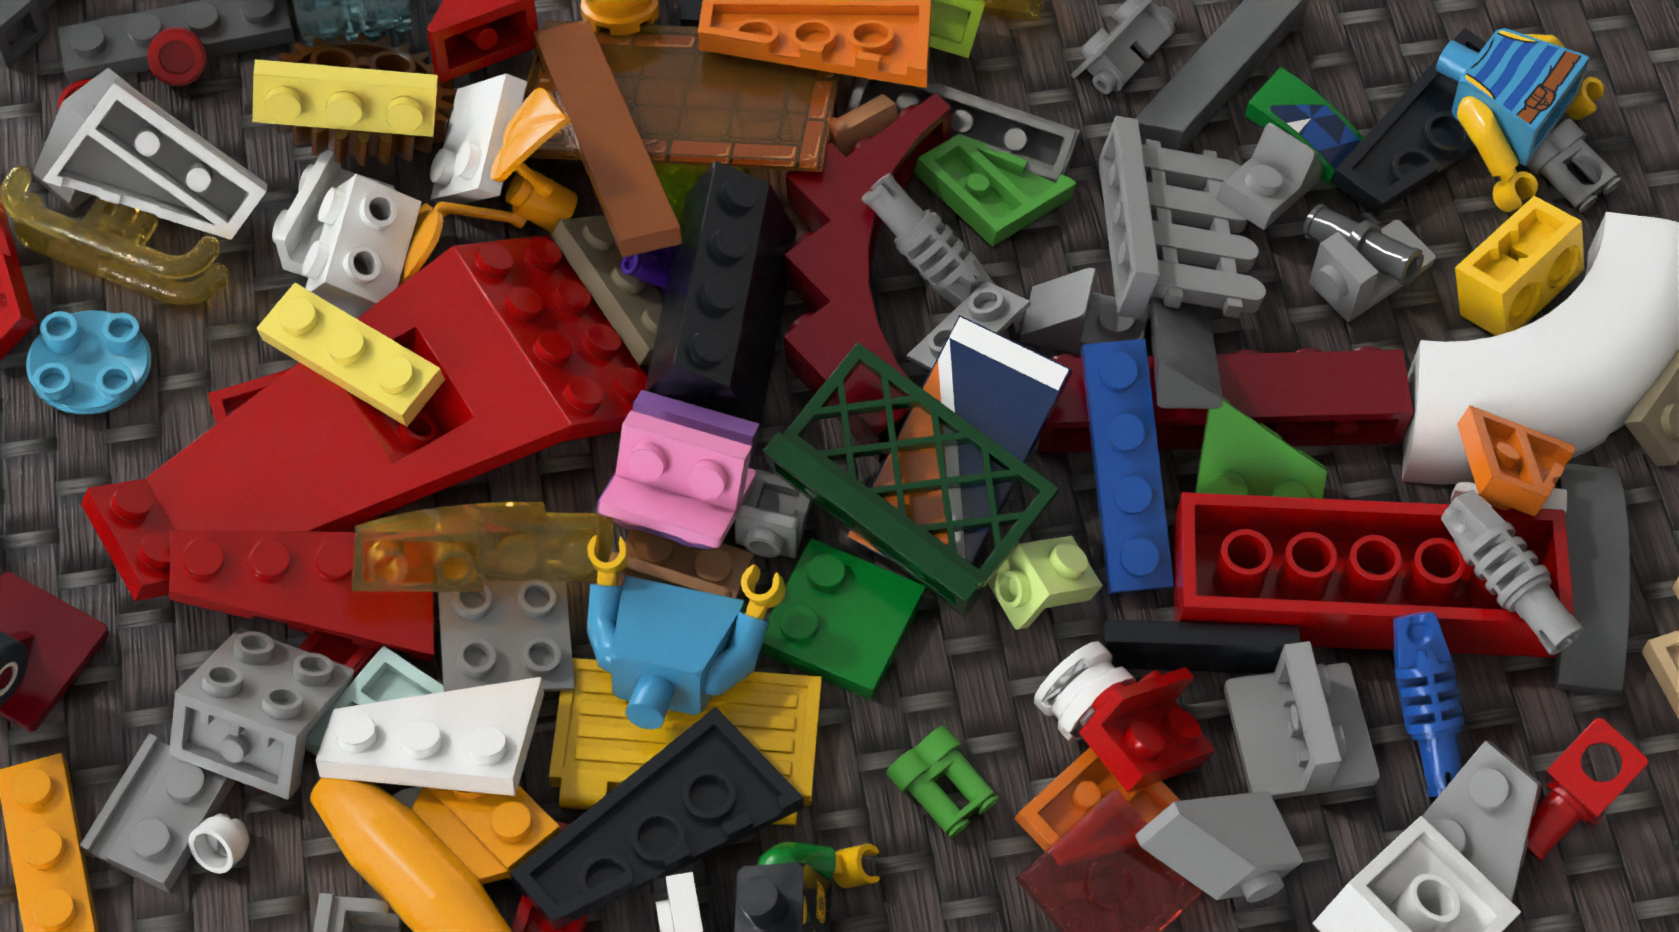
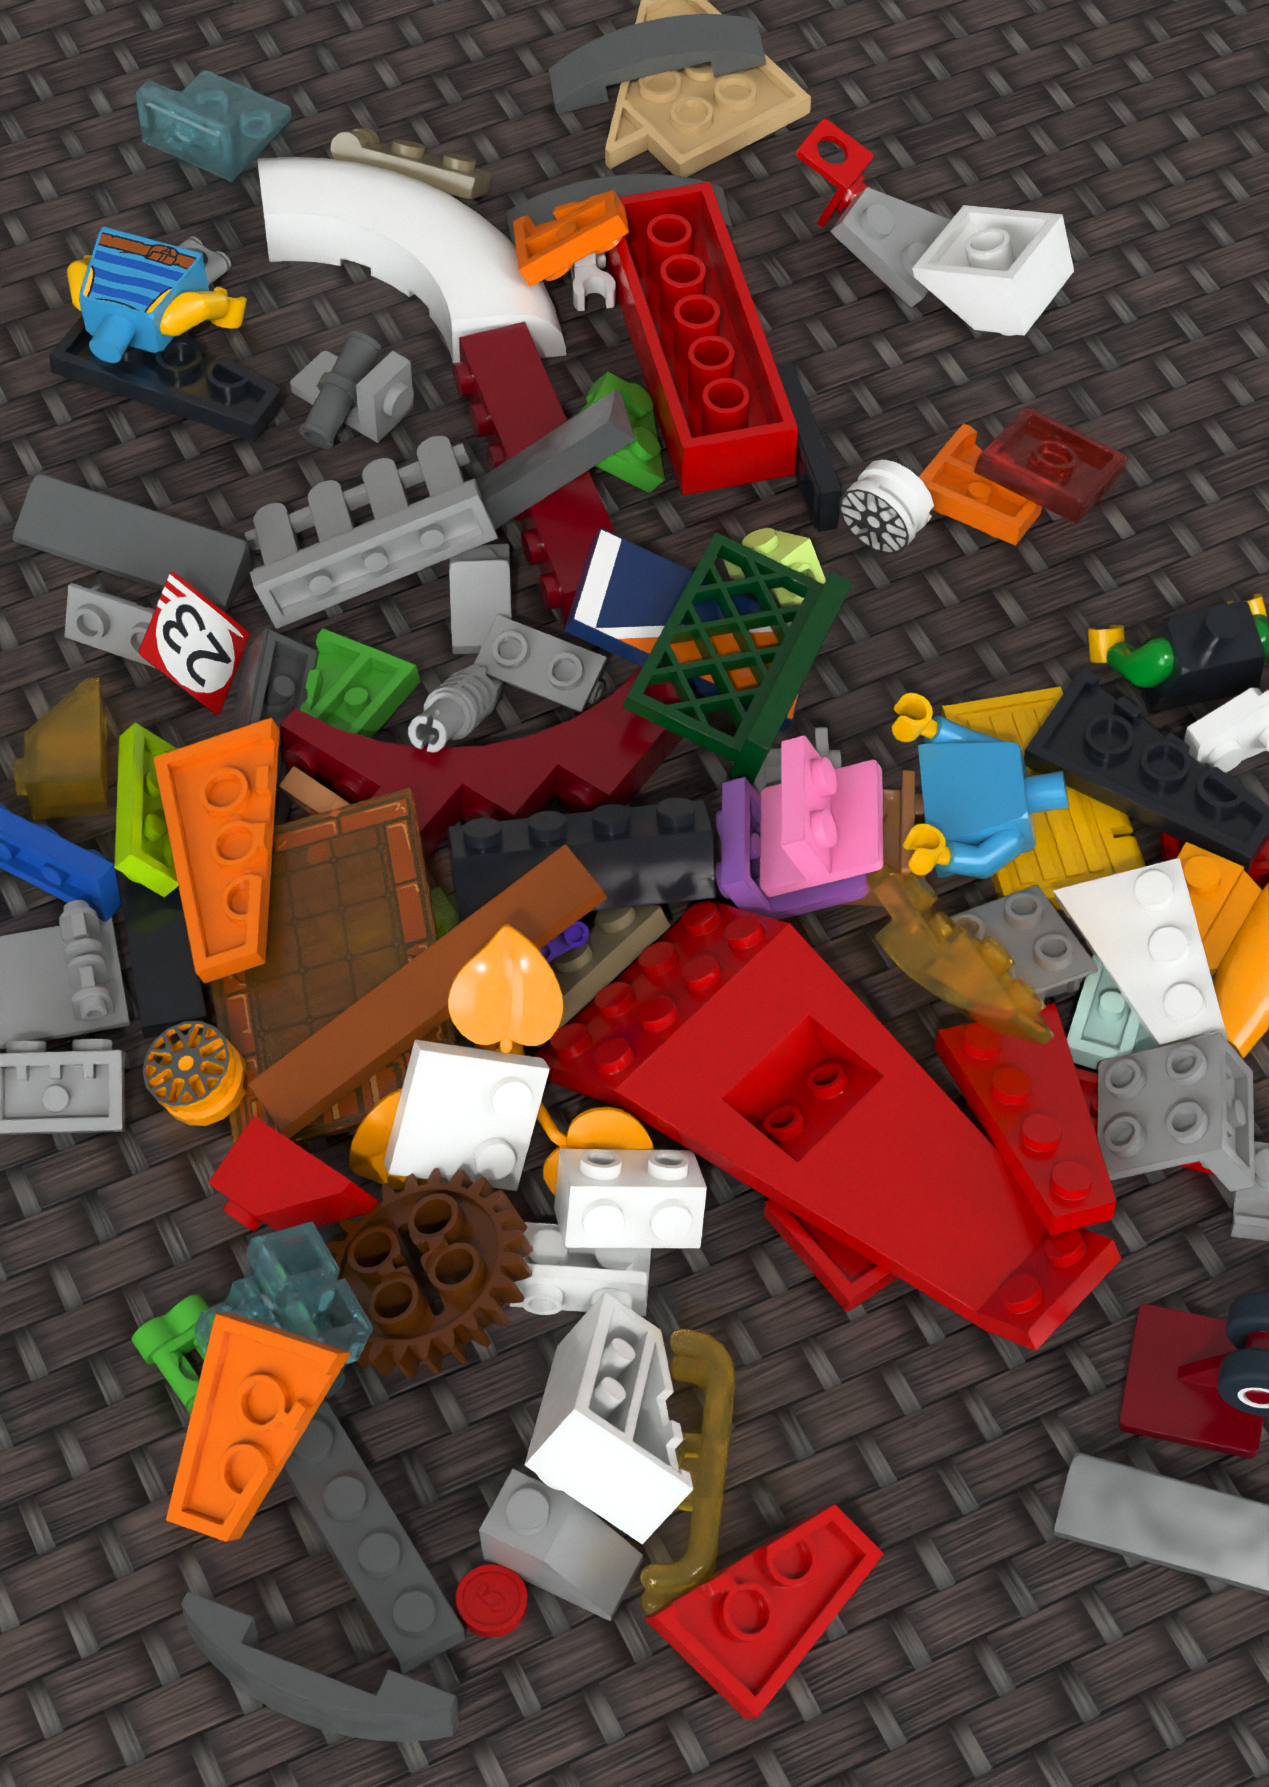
camera: 105 degrees left, 5 degrees down
(88, 360) = (842, 1446): medium azure dish -> none
(177, 56) = (407, 1506): red tile -> none
(344, 98) = (481, 1225): light yellow plate -> none
(351, 354) = (779, 1143): light yellow plate -> none
(842, 619) = (857, 704): green plate -> none
(928, 762) = (993, 618): bright green piece -> none
(1075, 73) = (194, 643): none -> sticker
(1126, 466) = (652, 509): blue plate -> none
(1145, 732) = (927, 450): red bracket -> none
(1225, 844) = (986, 386): light grey slope -> none
(1272, 178) = (280, 473): light grey slope -> none
(1301, 727) = (856, 370): light grey bracket -> none
(1305, 116) = (195, 465): slope -> none
(1429, 696) = (805, 275): blue hinge -> none
(1509, 570) = (687, 213): light grey hinge -> none
(1520, 267) = (333, 276): yellow brick -> none

